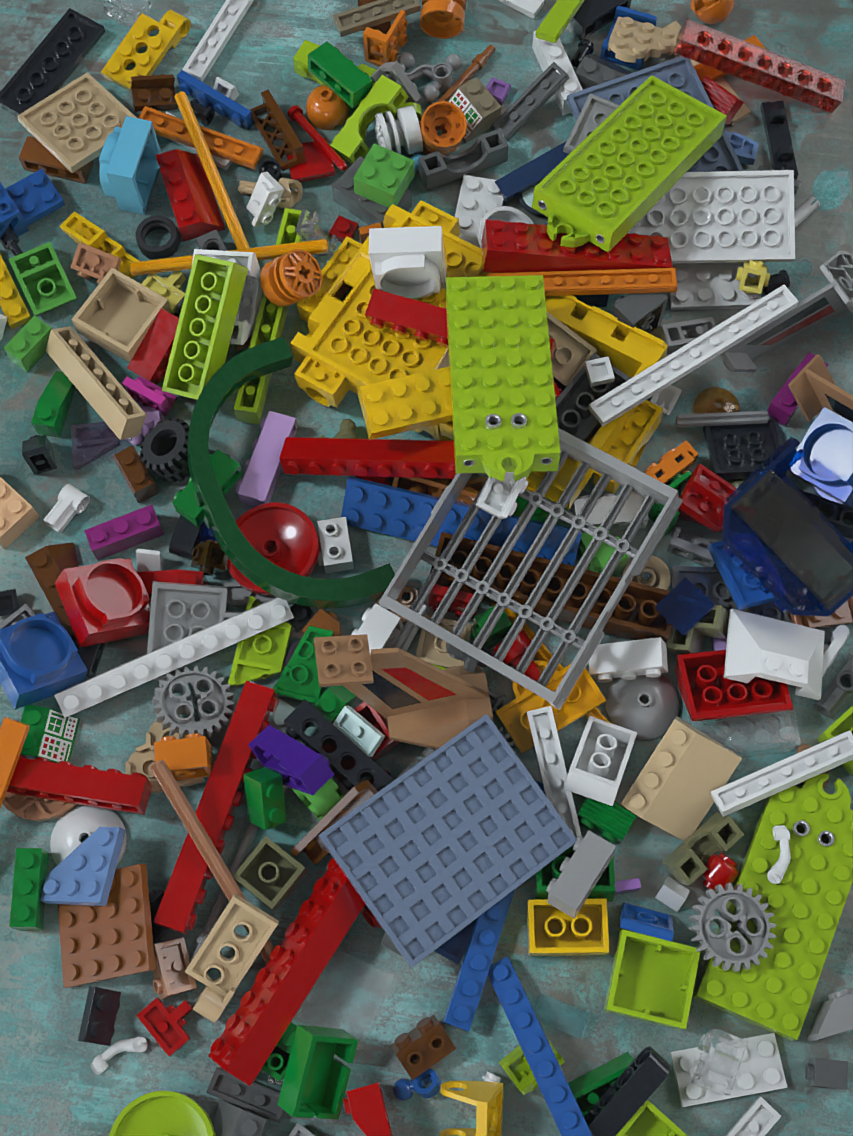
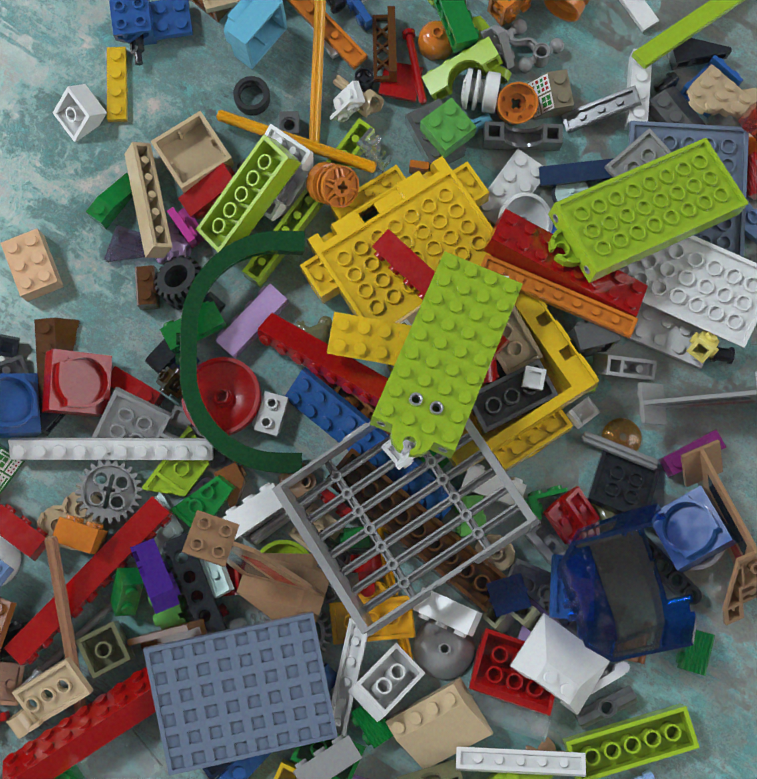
camera: 25 degrees right, 10 degrees up
(29, 344) = (114, 142): bright green brick -> none
(38, 454) = (82, 237): black slope -> none
(42, 279) = (148, 92): bright green slope -> none
(69, 503) = (89, 288): white piece -> none
(86, 232) = (204, 81): yellow slope -> none
(93, 262) = (192, 97): nougat bracket -> none
(124, 532) = (118, 331): magenta brick -> none
(149, 560) = (127, 363): white slope -> none
(167, 287) = (237, 143): light yellow hinge -> none
(189, 194) = (292, 69): red slope -> none
(342, 228) = (400, 153): red plate -> none
(408, 260) = (424, 219): white container -> none
(477, 64) = (577, 54): dark orange bar -> none
(498, 90) = (581, 85): medium lavender tile -> none
(673, 463) = (555, 475): orange piece -> none
(693, 355) = (615, 400): white plate -> none

